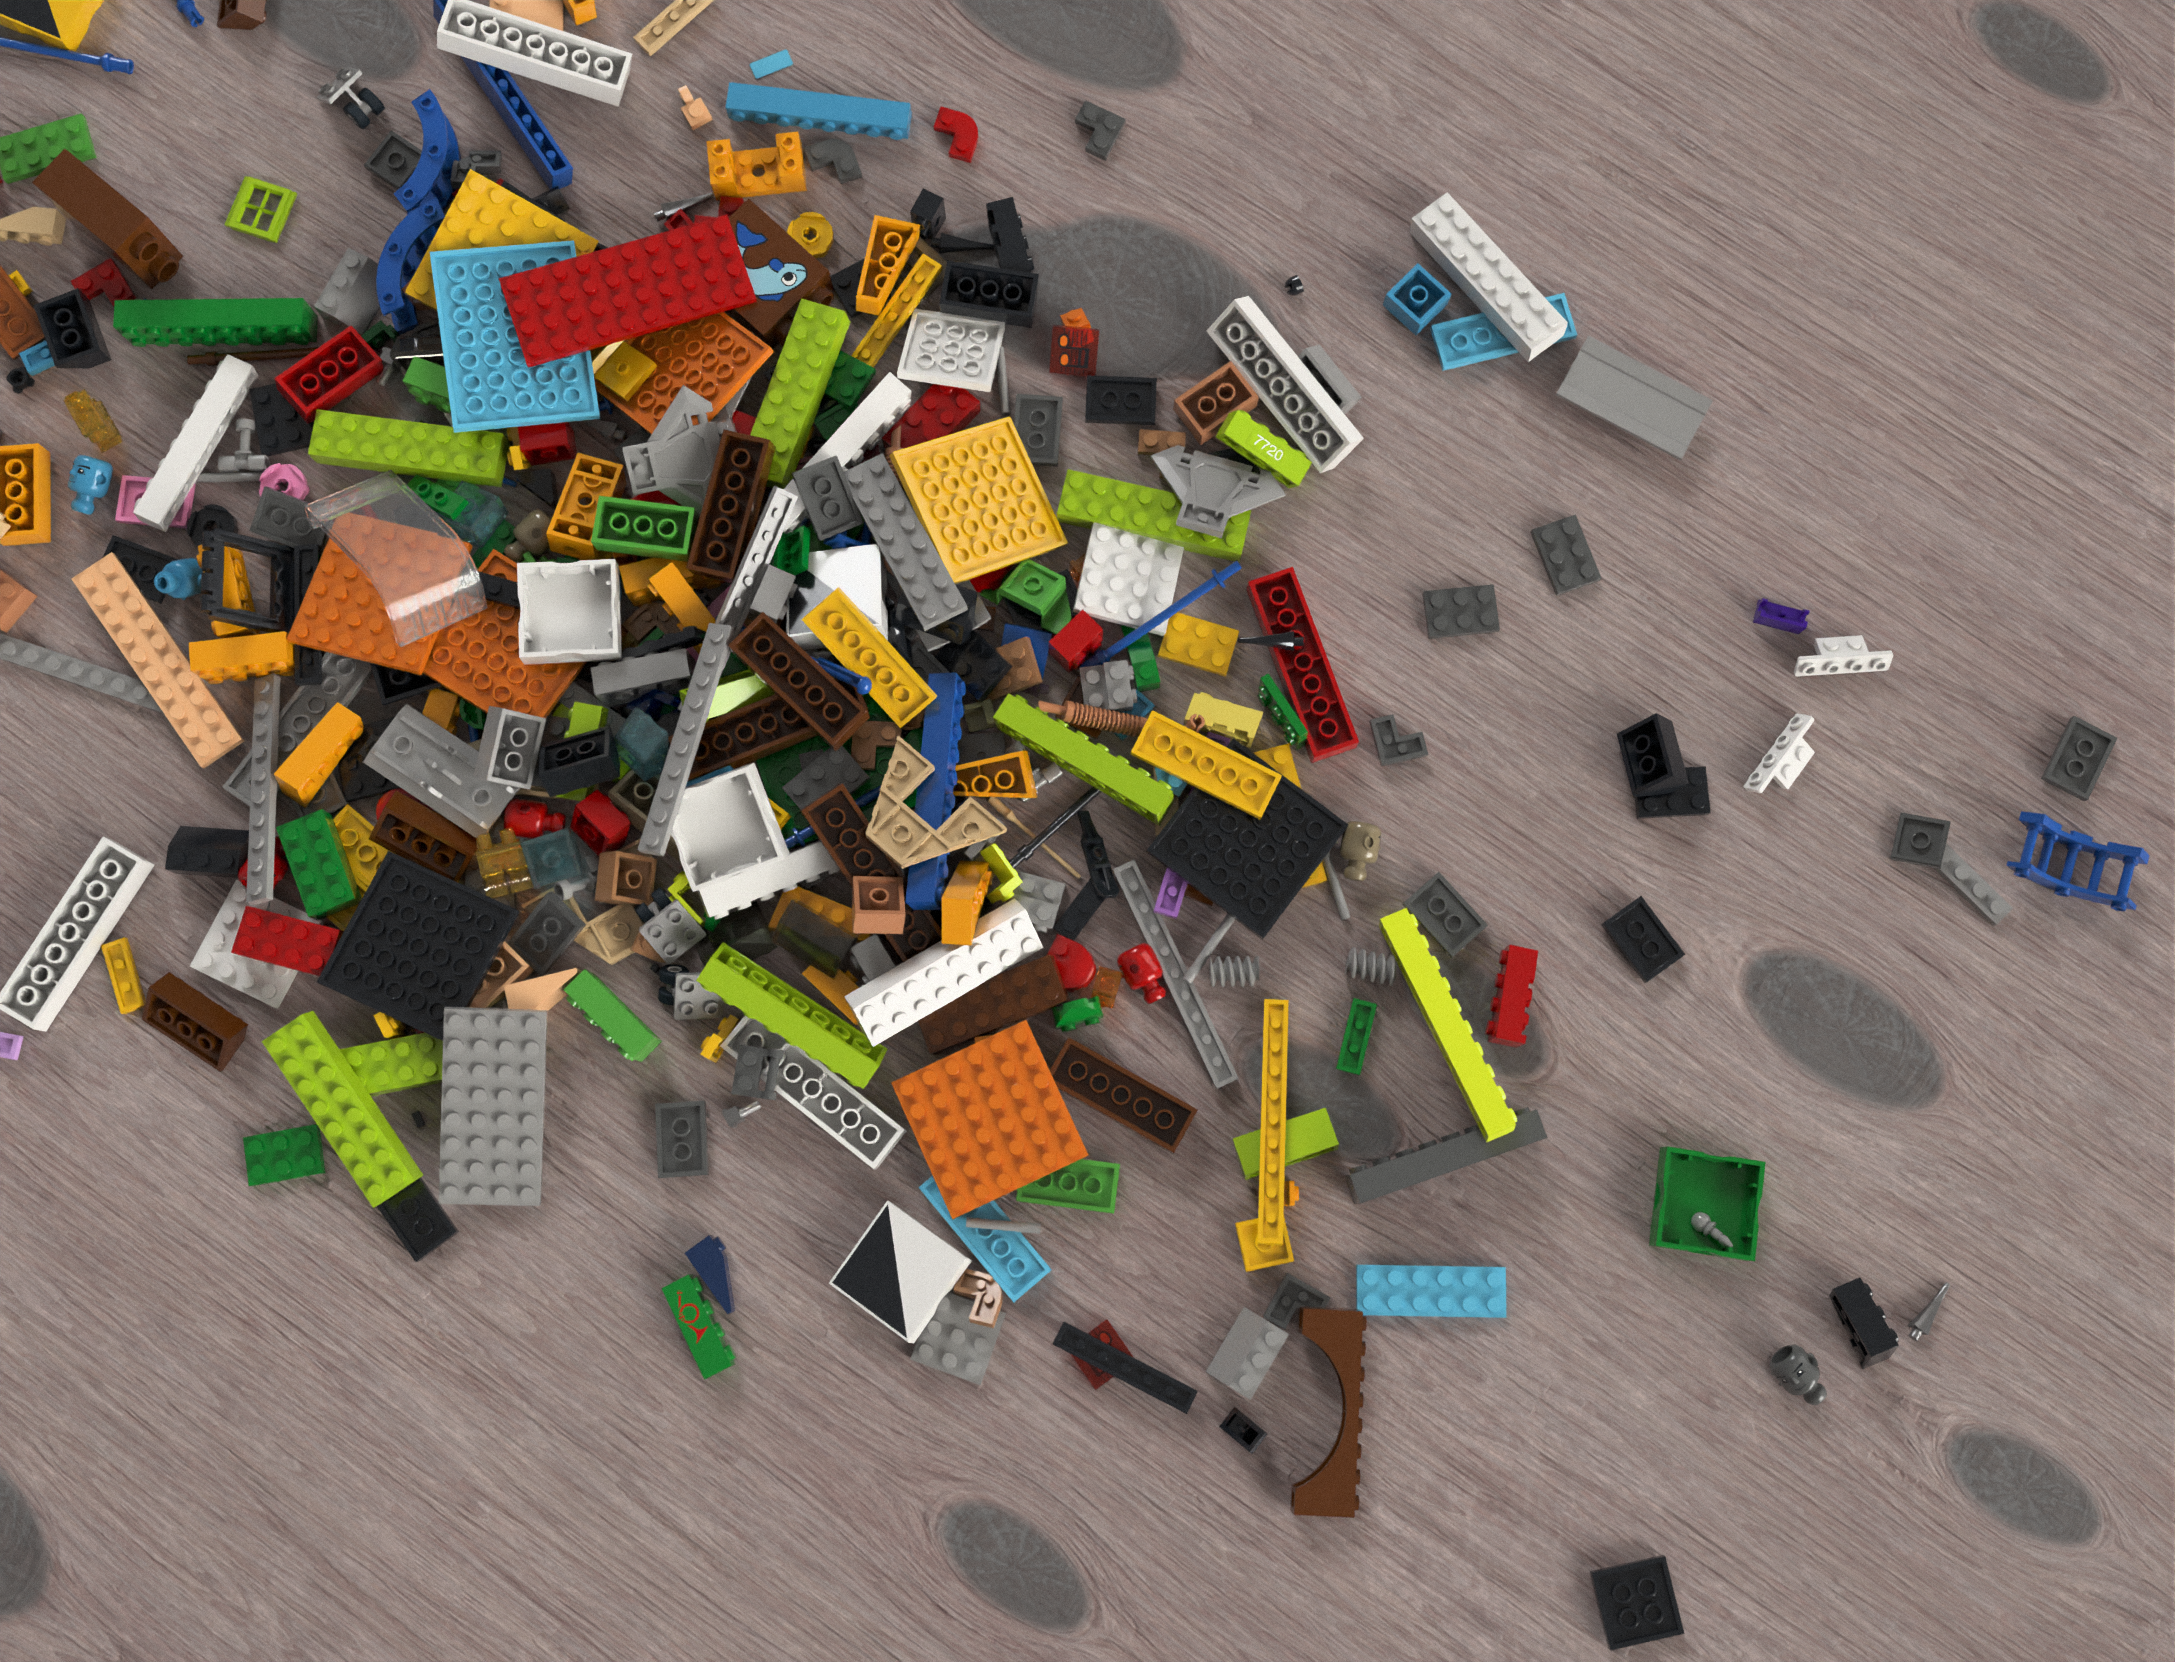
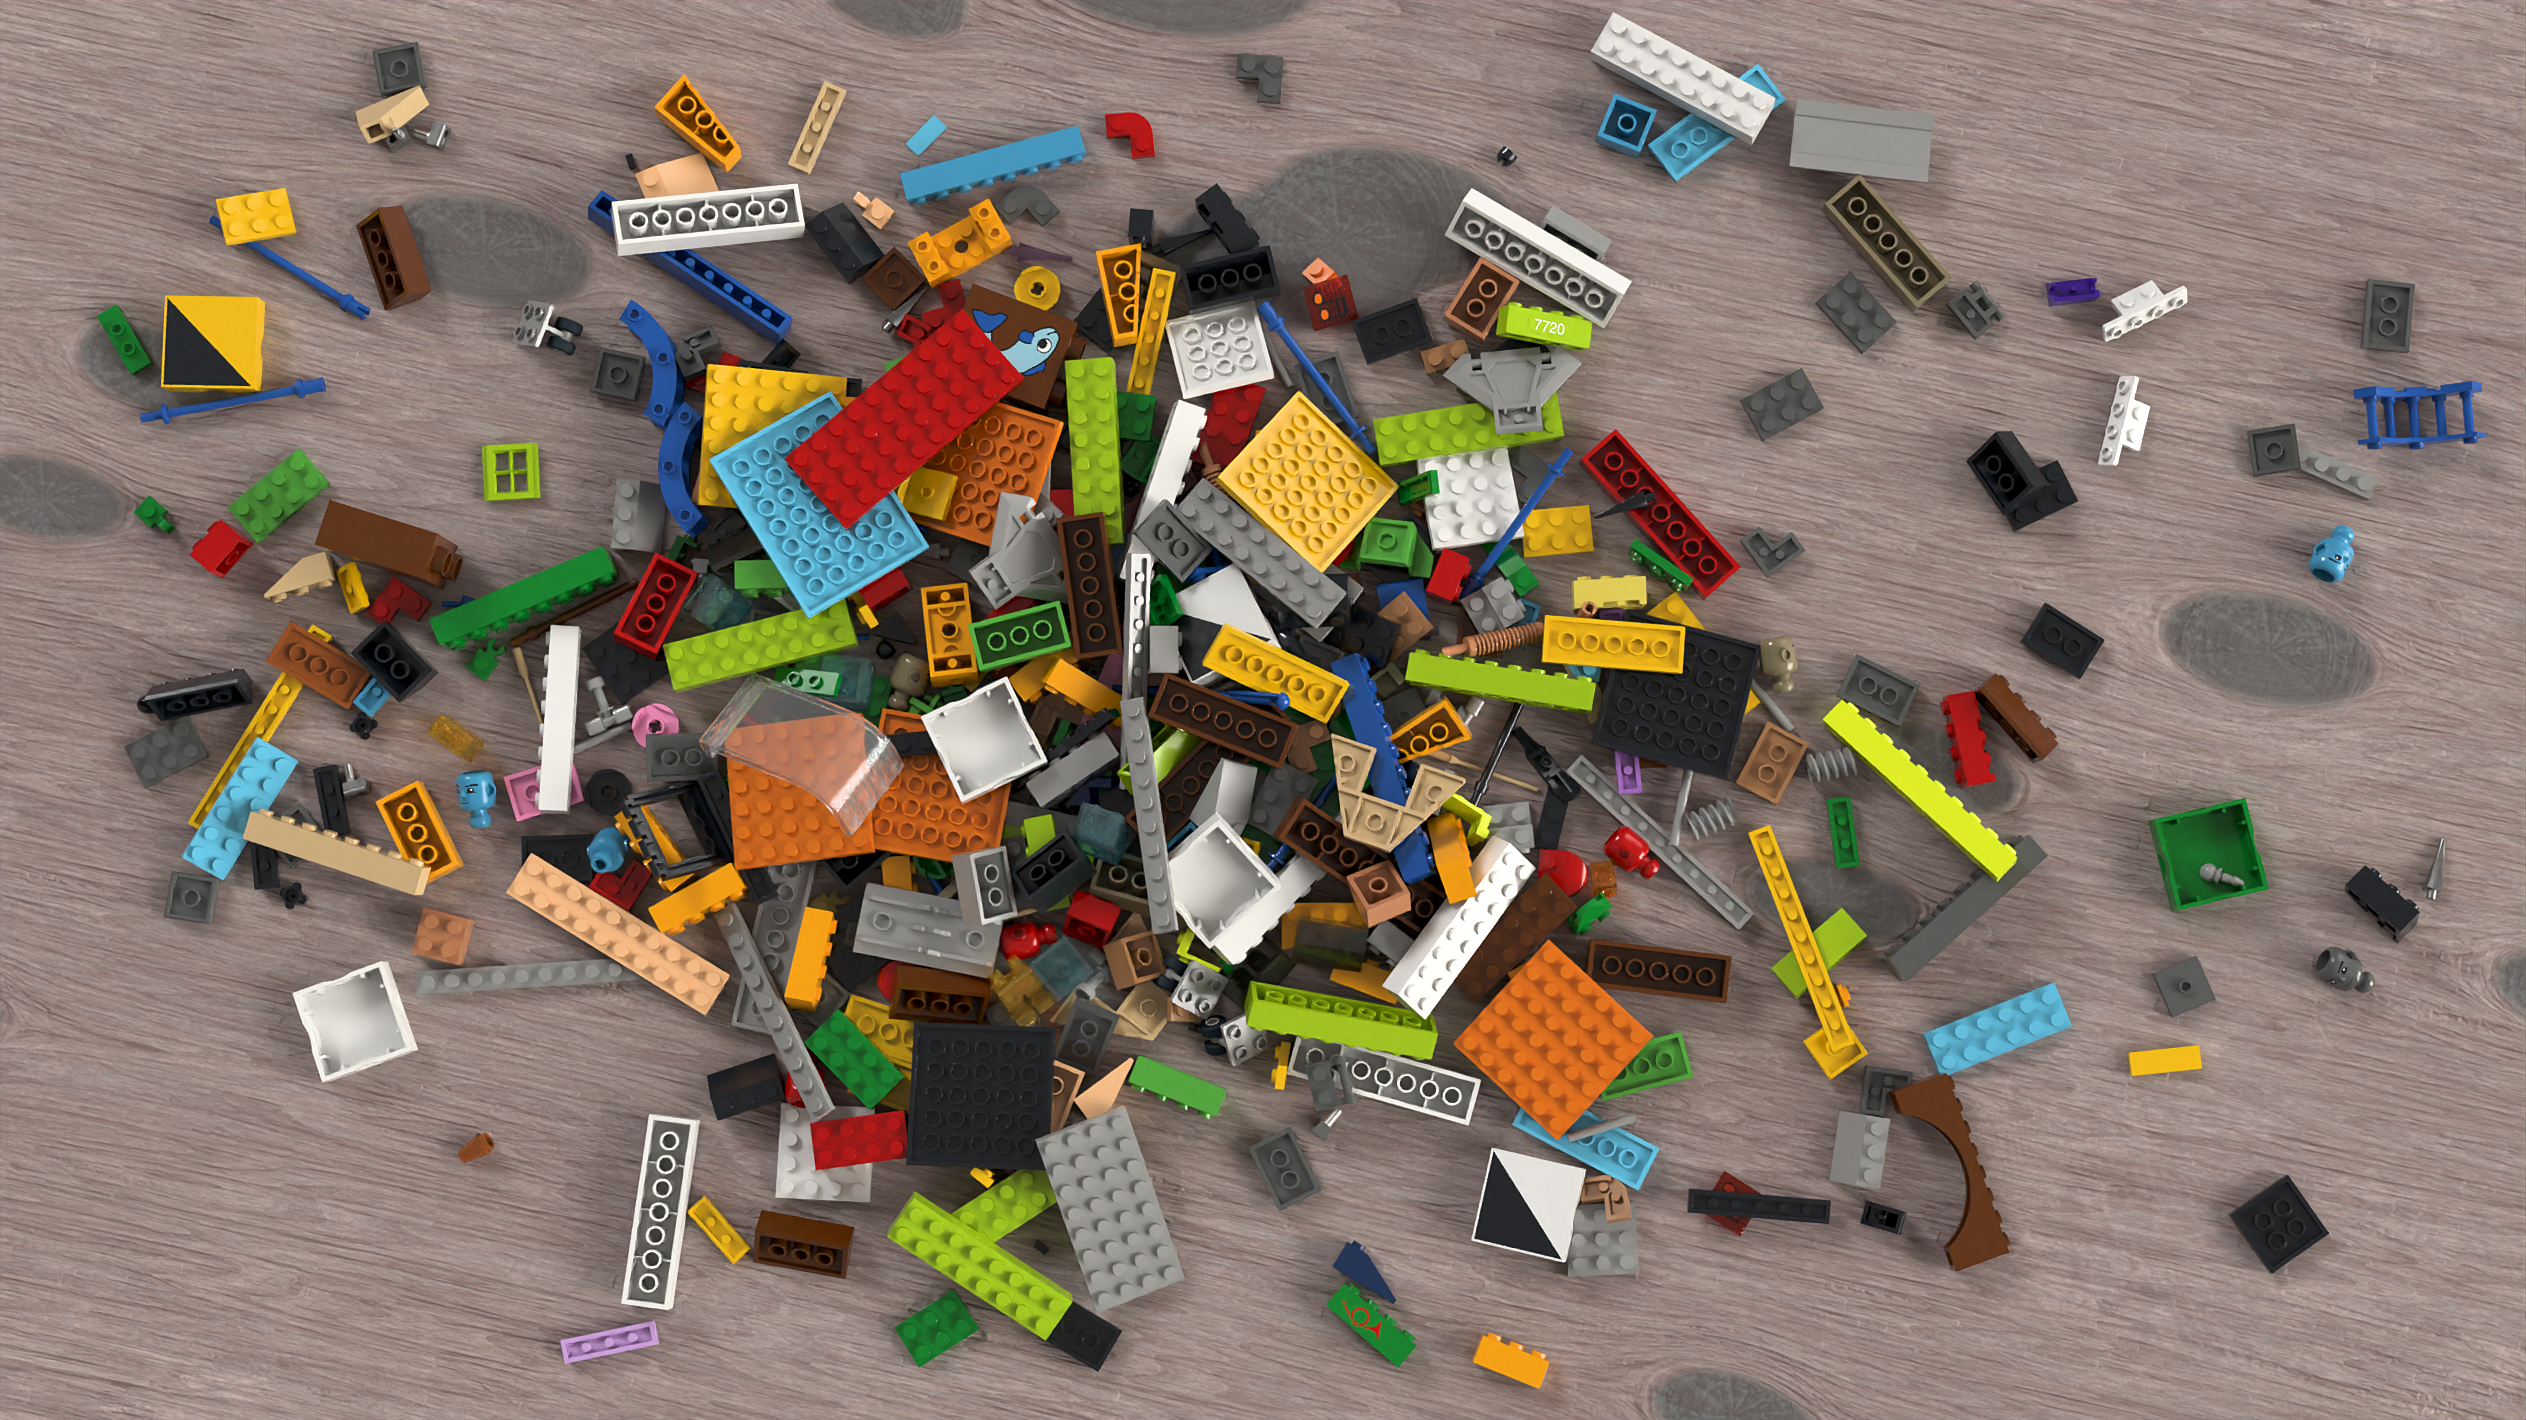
camera: 20 degrees left, 5 degrees up
(69, 249) = (352, 588): none -> yellow plate
(157, 367) = (484, 662): none -> green plate
(181, 622) = (623, 890): none -> red plate
(188, 389) = (524, 672): none -> tan piece
(368, 712) = (827, 903): none -> clear yellow plate
(389, 397) = (717, 604): none -> clear light blue slope
(525, 501) = (885, 650): none -> black hinge
(653, 125) = (844, 241): none -> black slope
(684, 175) = (894, 279): none -> reddish brown plate
(776, 754) = (1228, 794): none -> light grey slope
(818, 201) = (1028, 253): none -> clear purple piece
(819, 1418) = (1511, 1360): none -> light orange brick
(1015, 350) = (1276, 324): none -> blue bar
(1083, 546) = (1418, 487): none -> green plate
(1197, 573) = (1530, 467): none -> dark grey plate
(1314, 942) = (1772, 763): none -> medium nougat plate
(1567, 993) = (2015, 718): none -> reddish brown slope
(1585, 1390) = (2164, 1060): none -> yellow tile
(1620, 500) = (1886, 243): none -> dark tan brick
(1632, 1324) = (2184, 986): none -> dark grey plate
(1674, 597) = (1969, 312): none -> dark grey plate
(1940, 963) = (2332, 555): none -> dark azure piece

